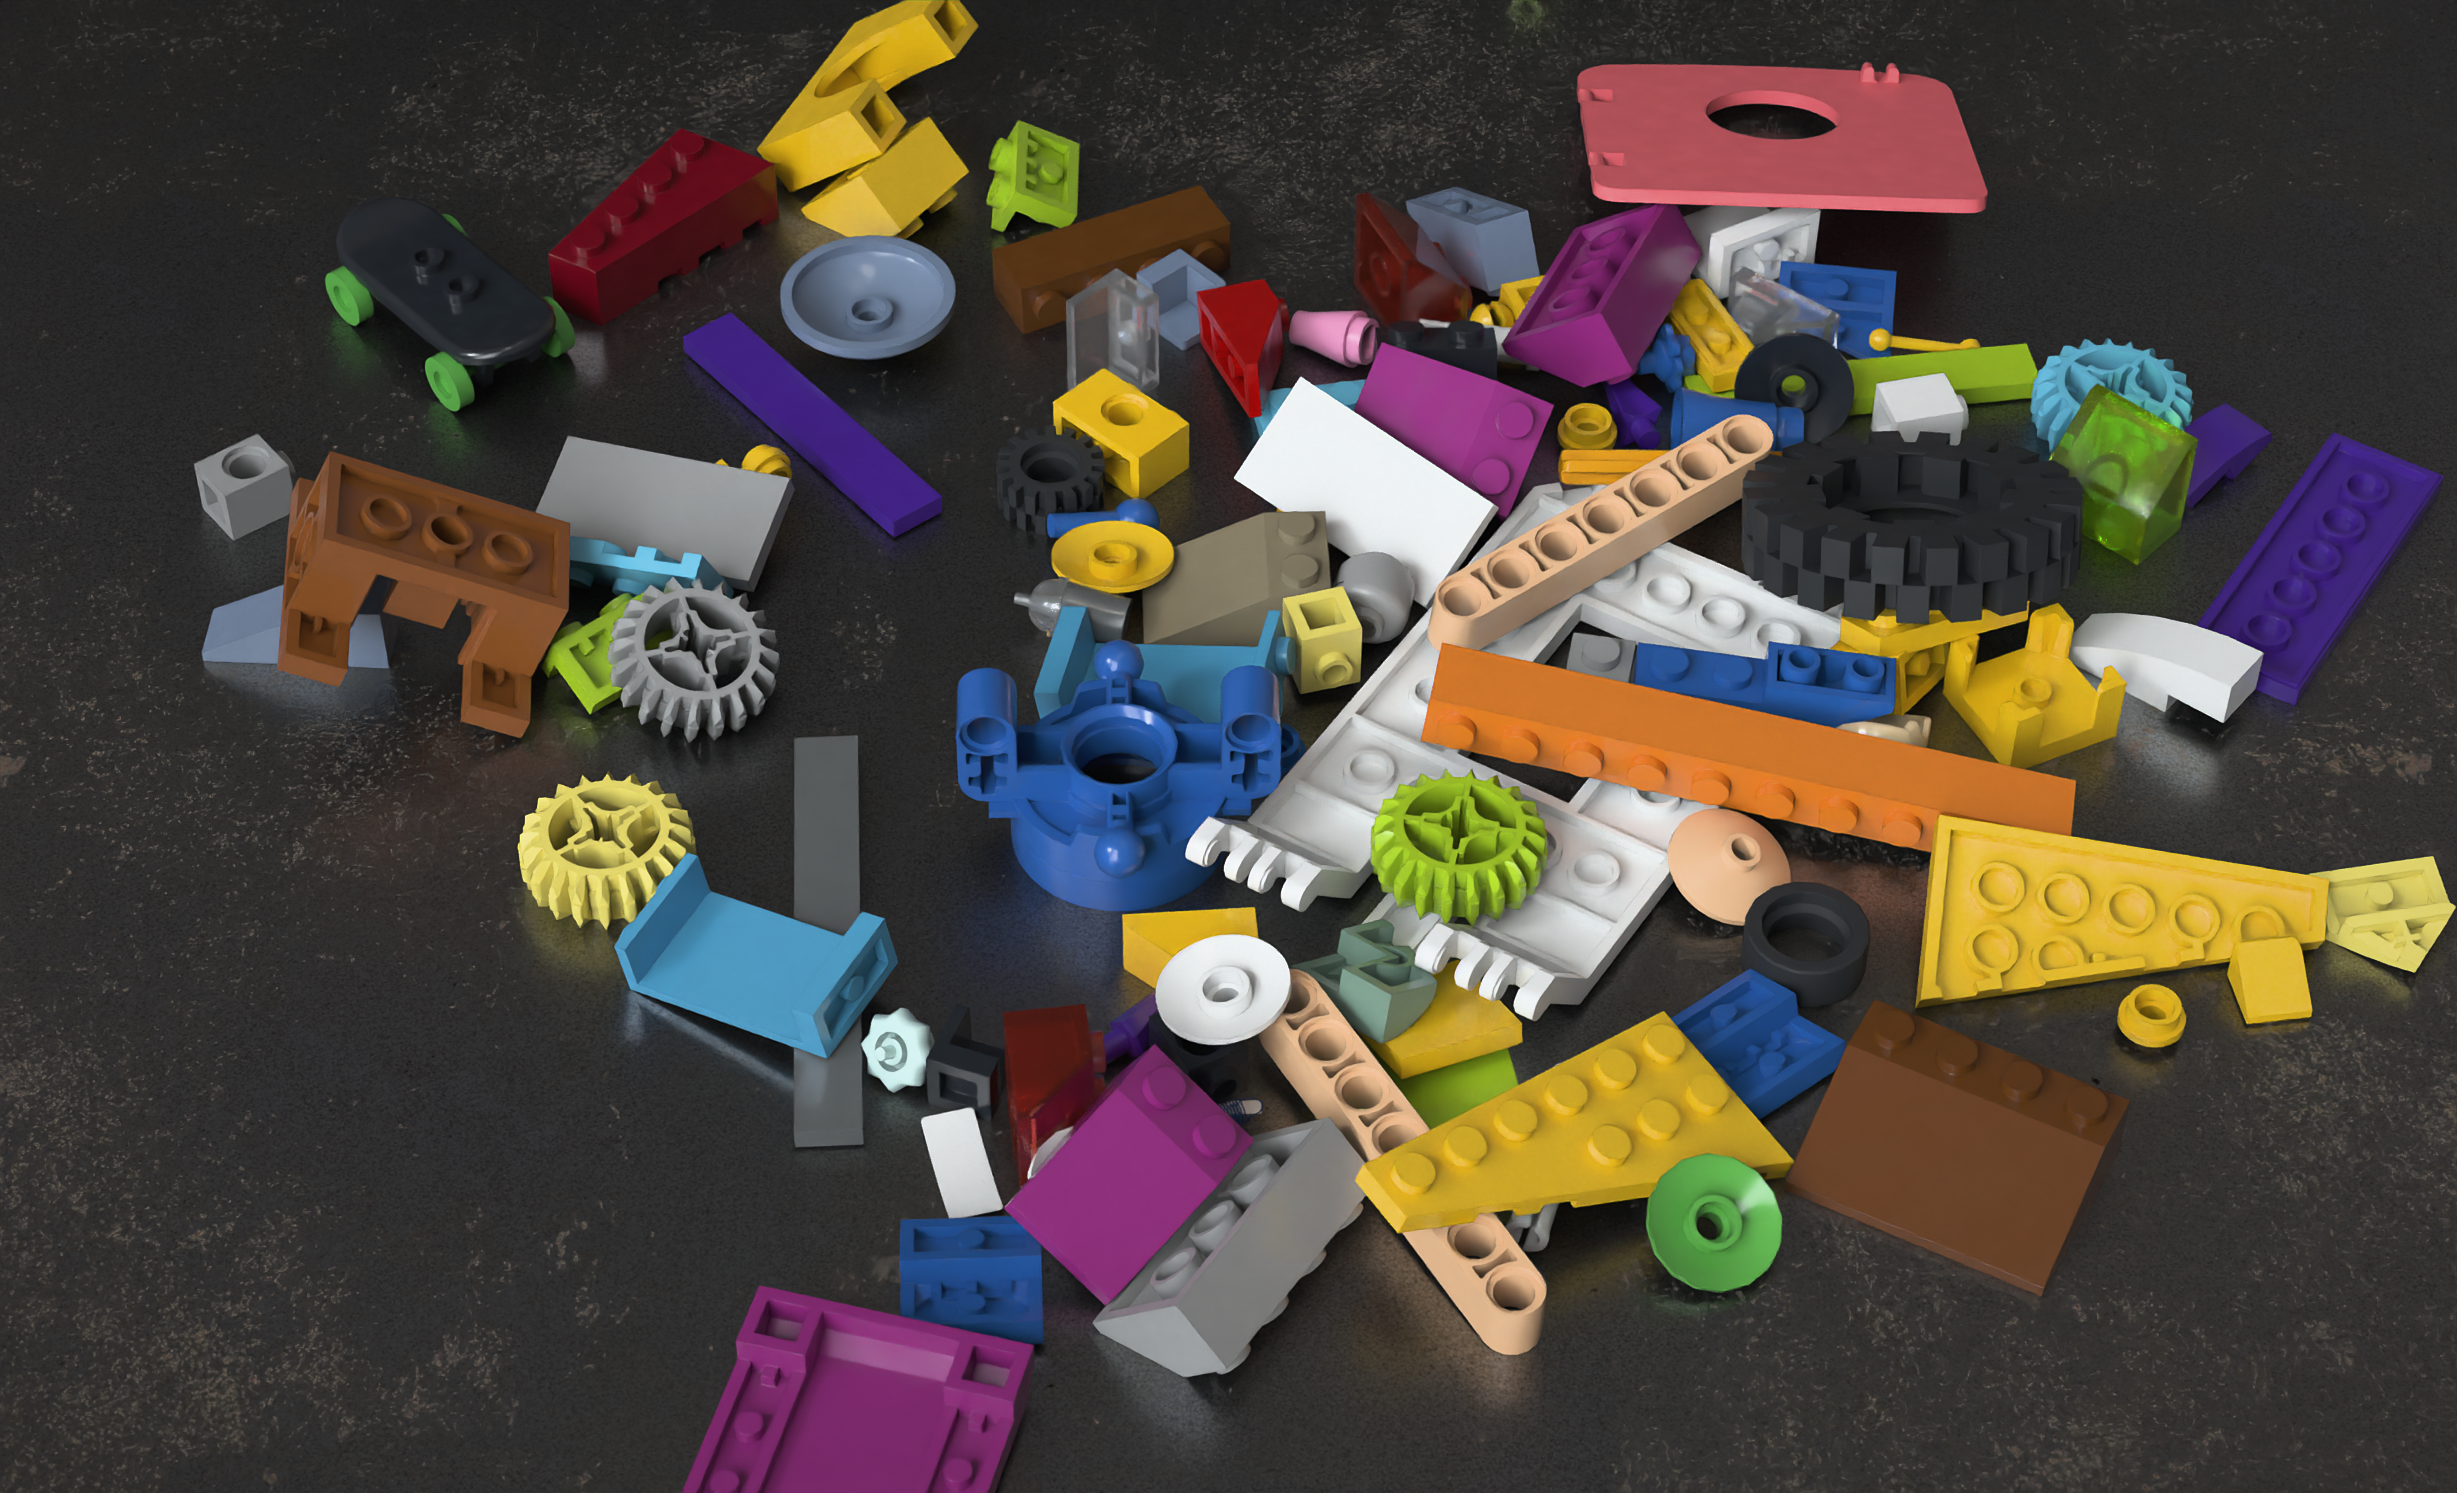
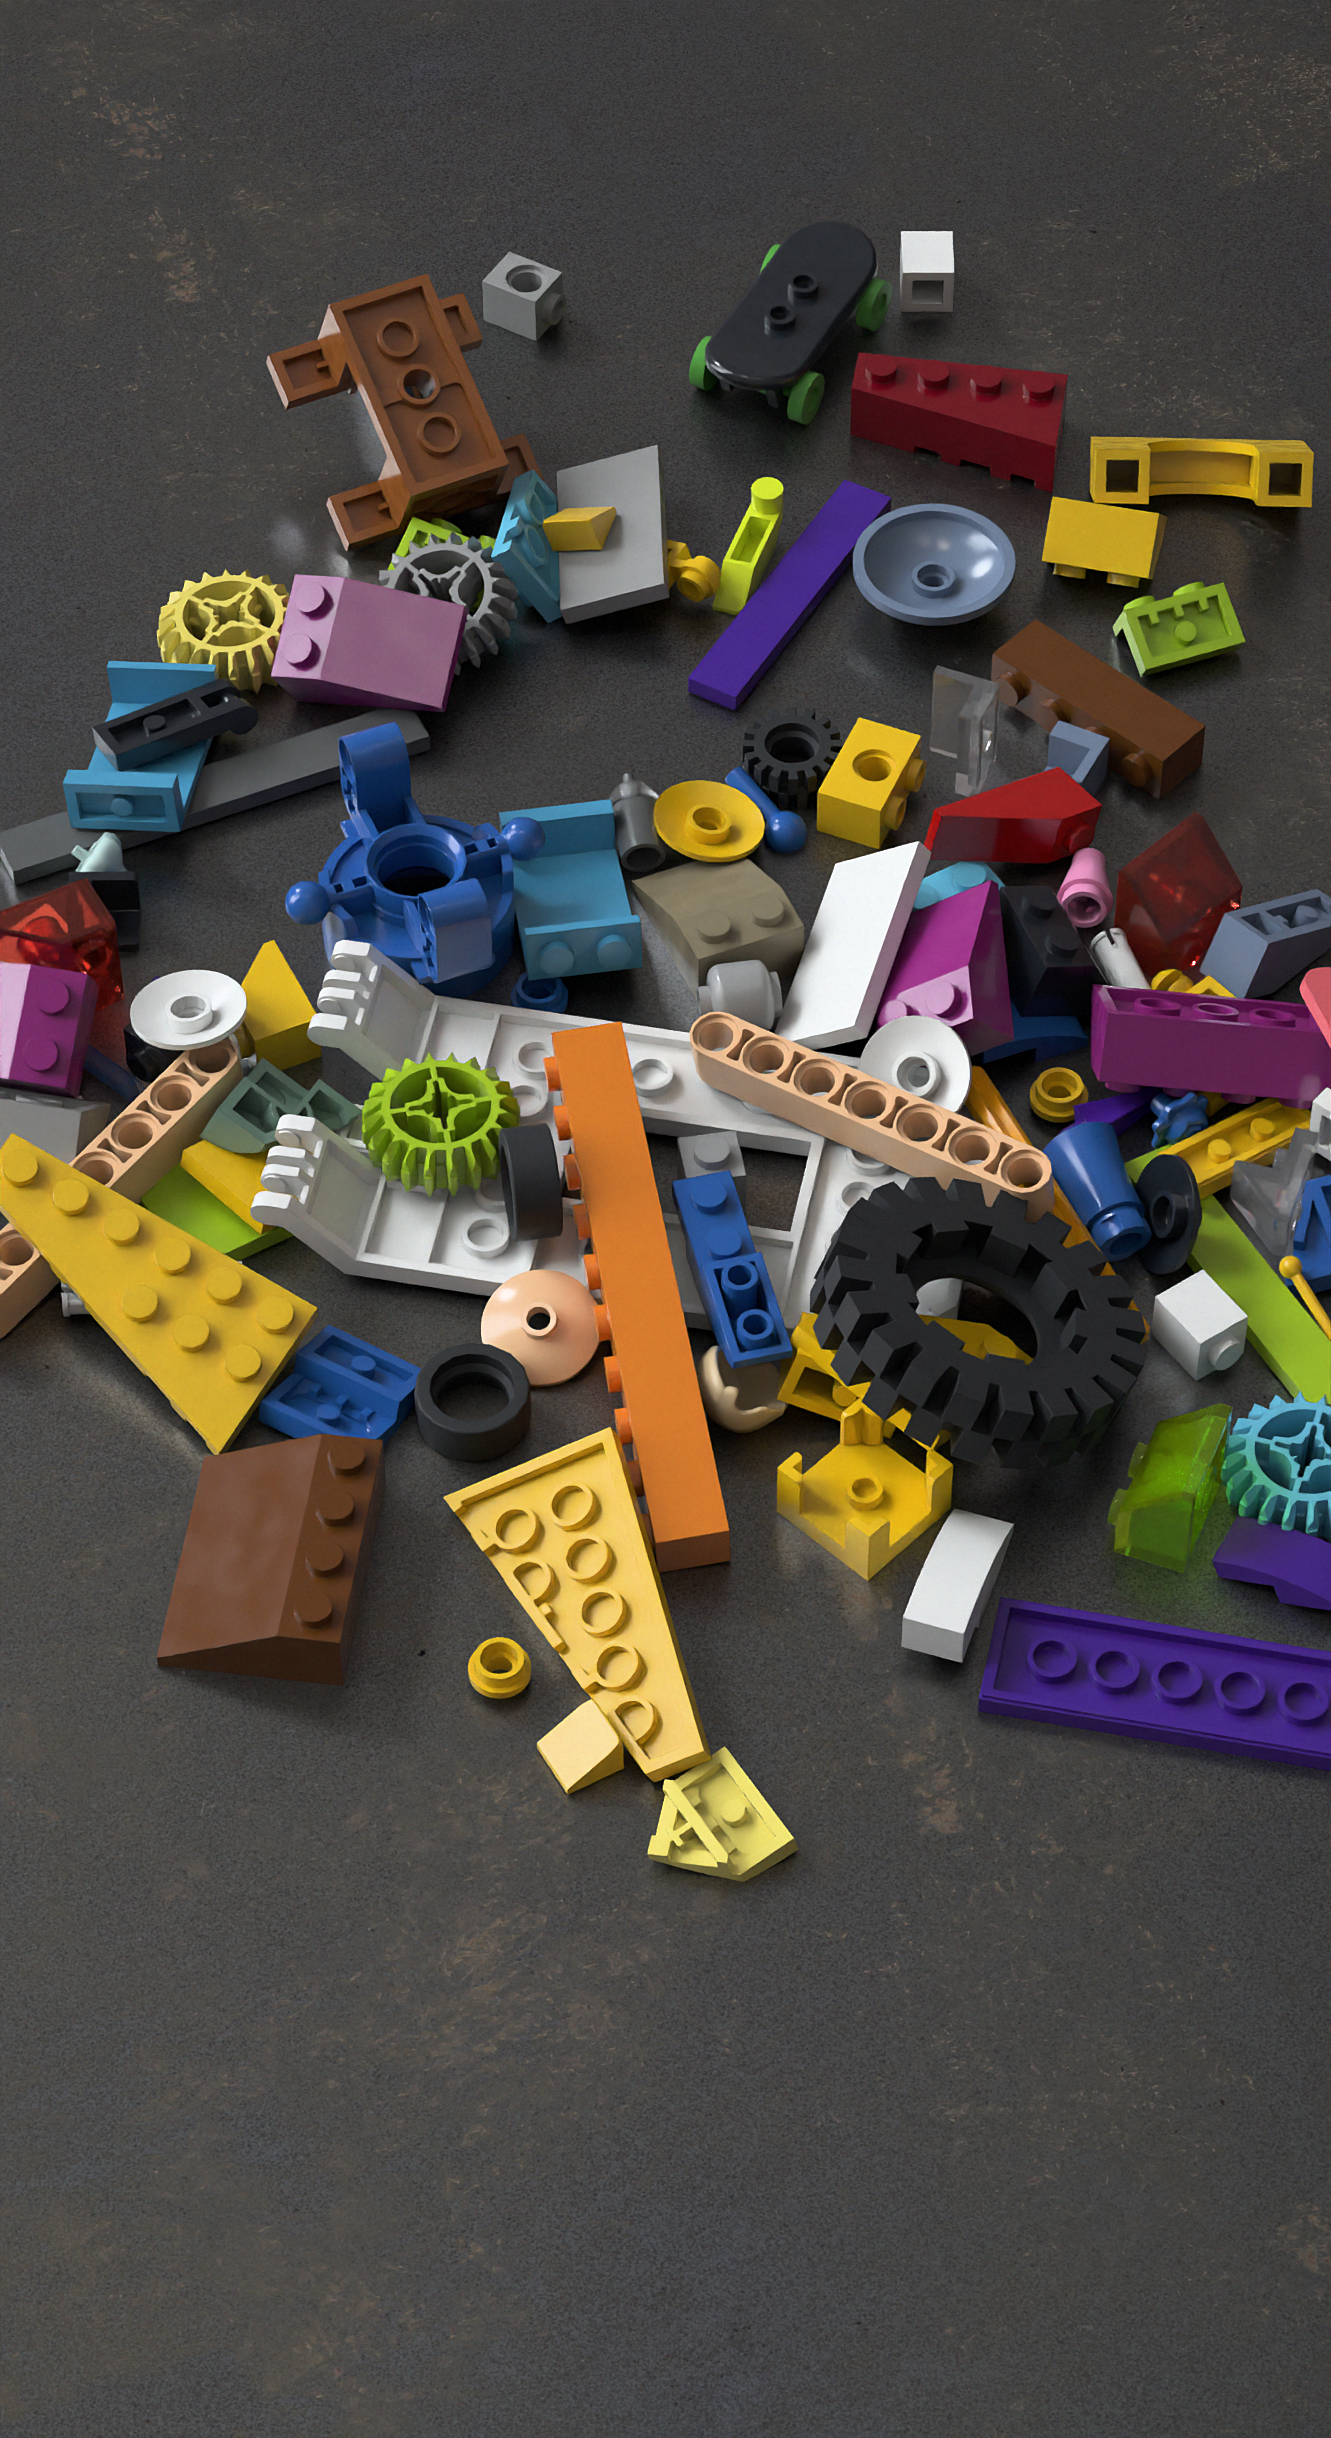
camera: 70 degrees right, 5 degrees up
(434, 182) = (926, 271): none -> white brick
(649, 521) = (579, 528): none -> yellow slope
(730, 422) = (751, 547): none -> neon yellow piece
(732, 725) = (367, 645): none -> magenta slope
(742, 922) = (174, 724): none -> black plate
(1325, 639) = (662, 977): light yellow brick -> none
(1556, 457) = (918, 1041): none -> white dish
(1601, 752) = (530, 1182): none -> black tyre
(1737, 1204) = (100, 1396): bright green dish -> none

